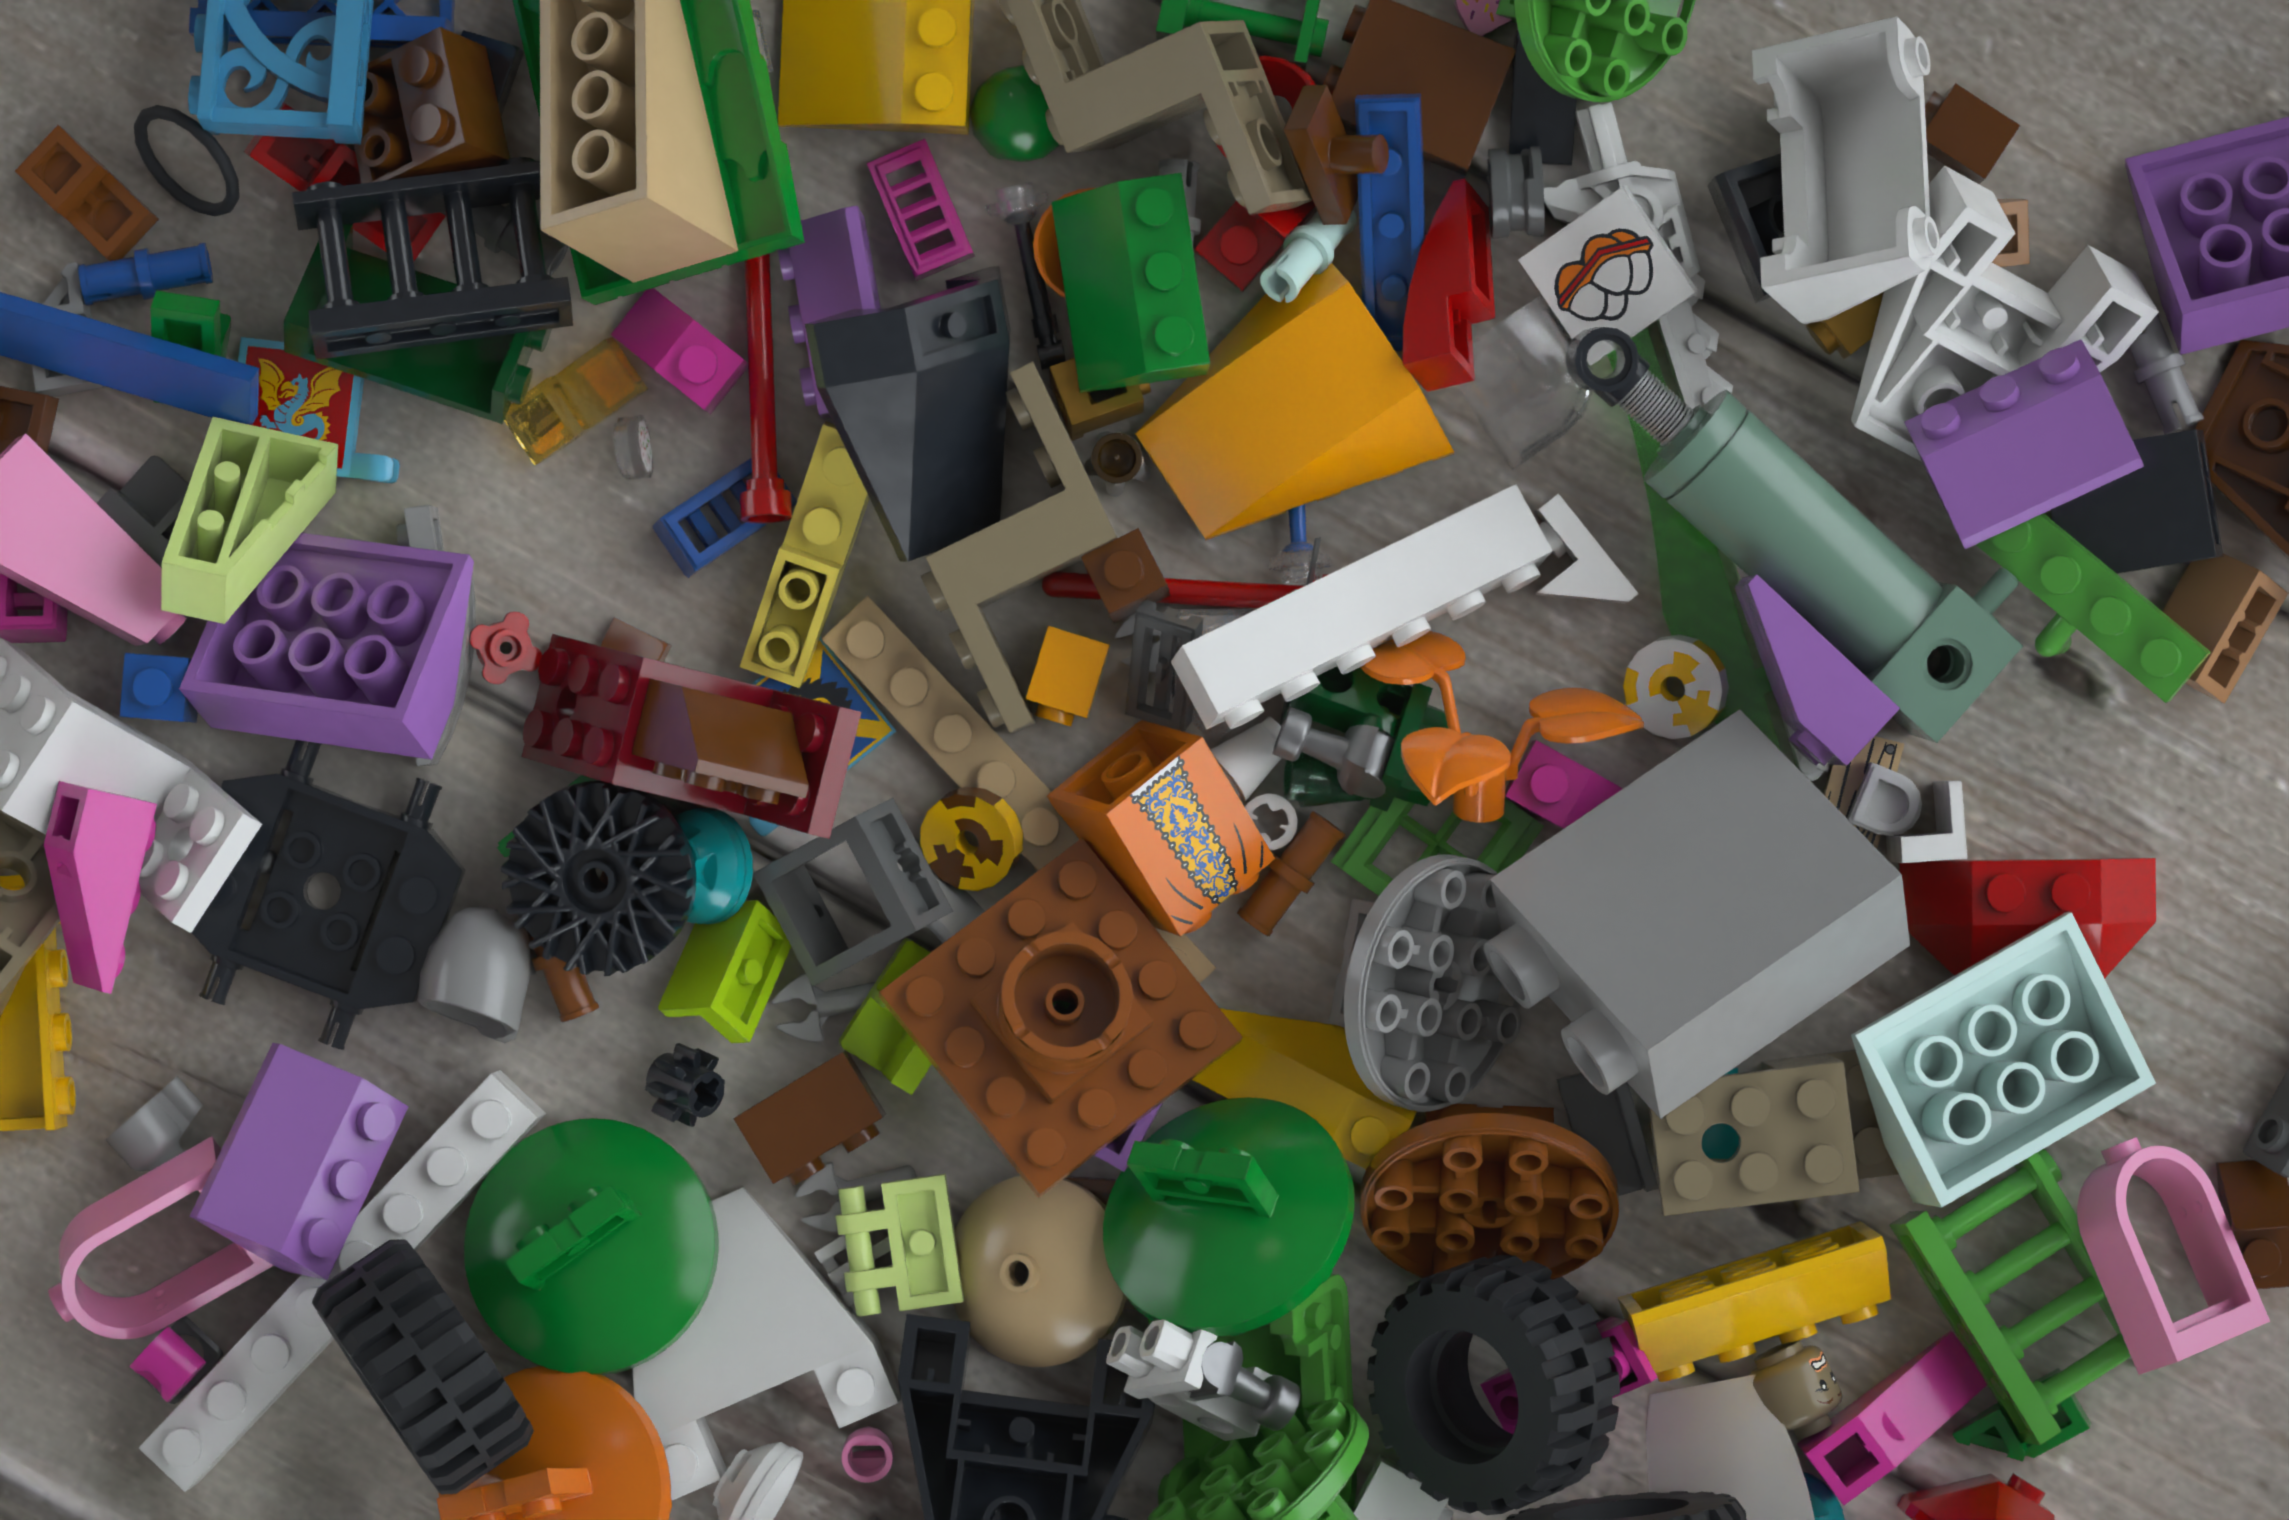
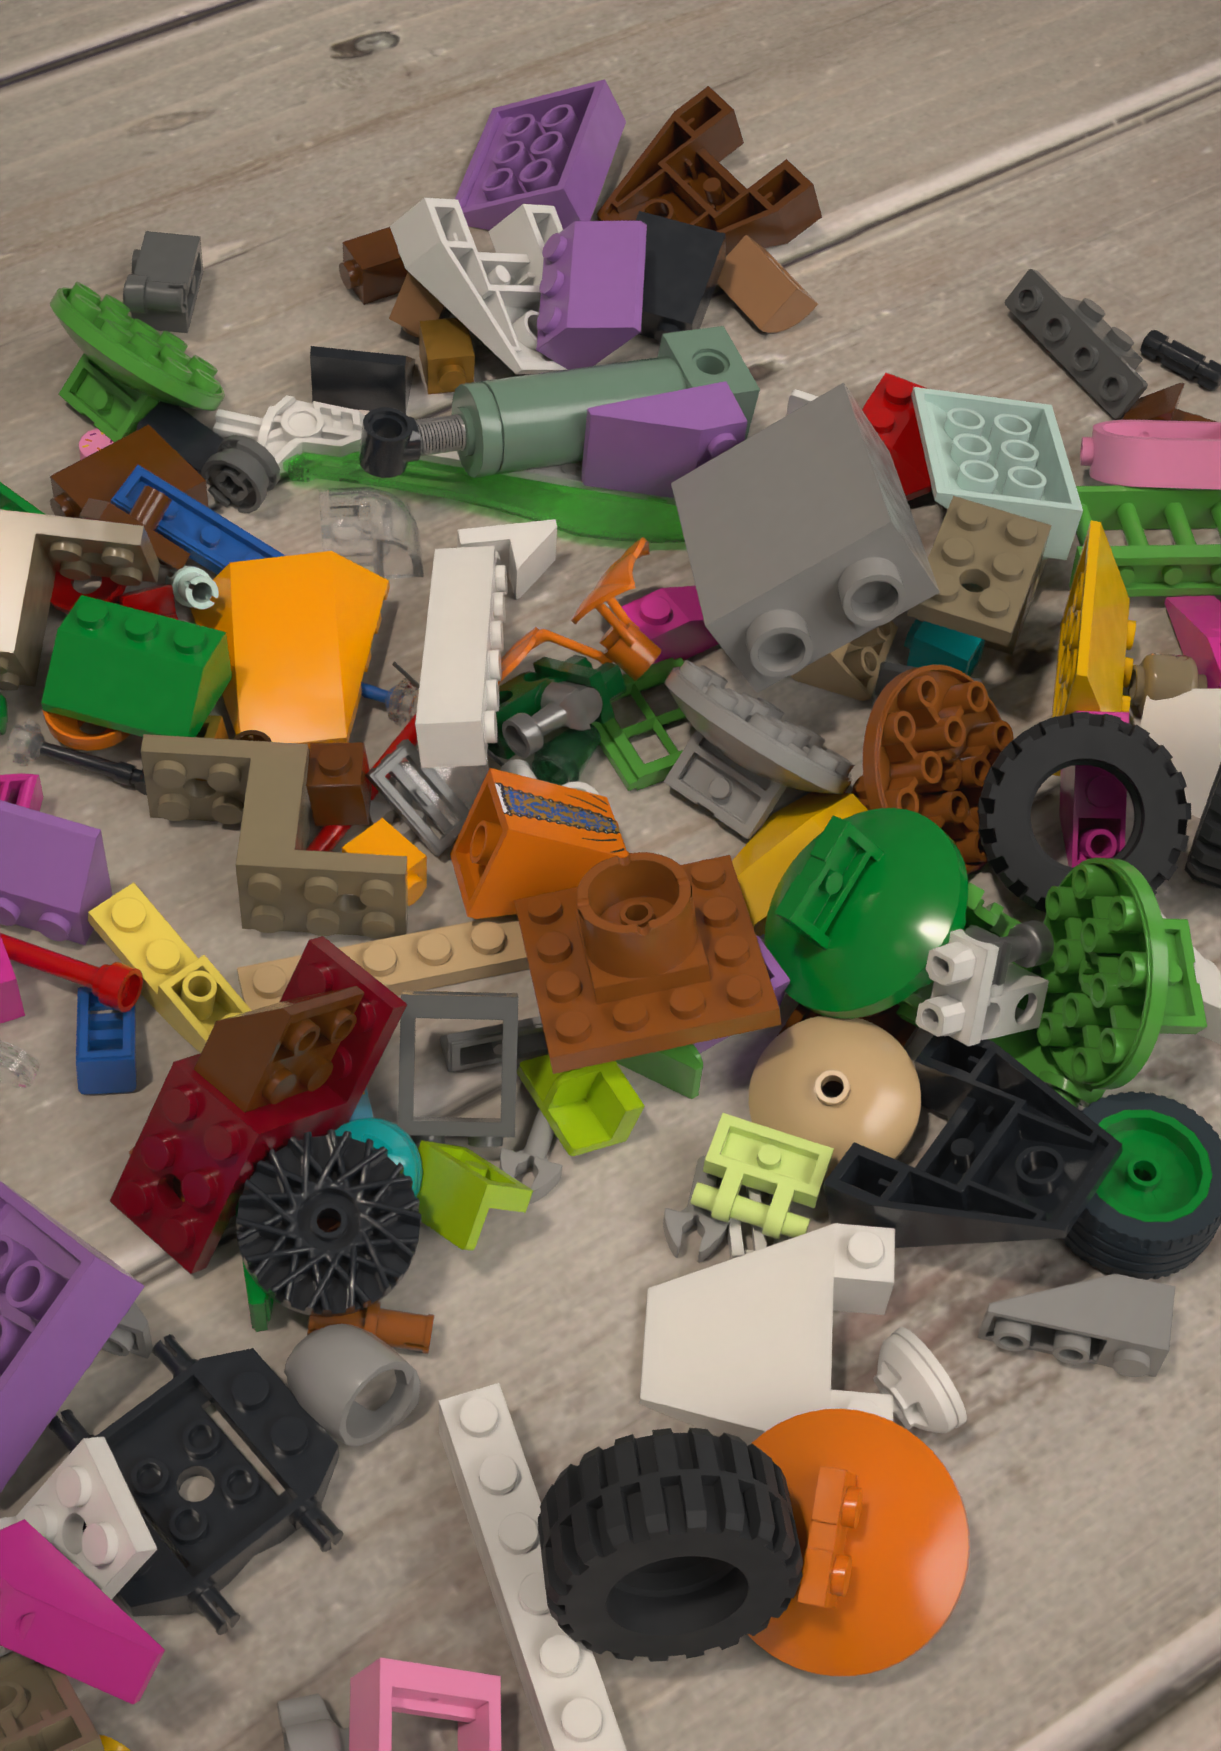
camera: 65 degrees left, 35 degrees down
(299, 1162) = (424, 1596): medium lavender slope -> none
(487, 645) = (99, 1229): plate -> none
(591, 1246) = (626, 1371): green bracket -> none
(685, 1085) = (538, 1275): black gear -> none
(811, 1118) = (621, 1200): reddish brown brick -> none
(869, 1464) = (934, 1303): bright pink hinge -> none
(922, 407) = (112, 815): black wedge -> none
(989, 820) = (469, 959): yellow piece -> none
(1291, 873) = (625, 805): dark orange pin -> none
(1449, 291) = (280, 520): red slope -> none
(1608, 271) = (324, 444): white tile -> none
(1703, 681) = (632, 522): white piece -> none
(1848, 166) = (354, 280): white windscreen -> none
(2097, 604) = (718, 303): bright green plate -> none

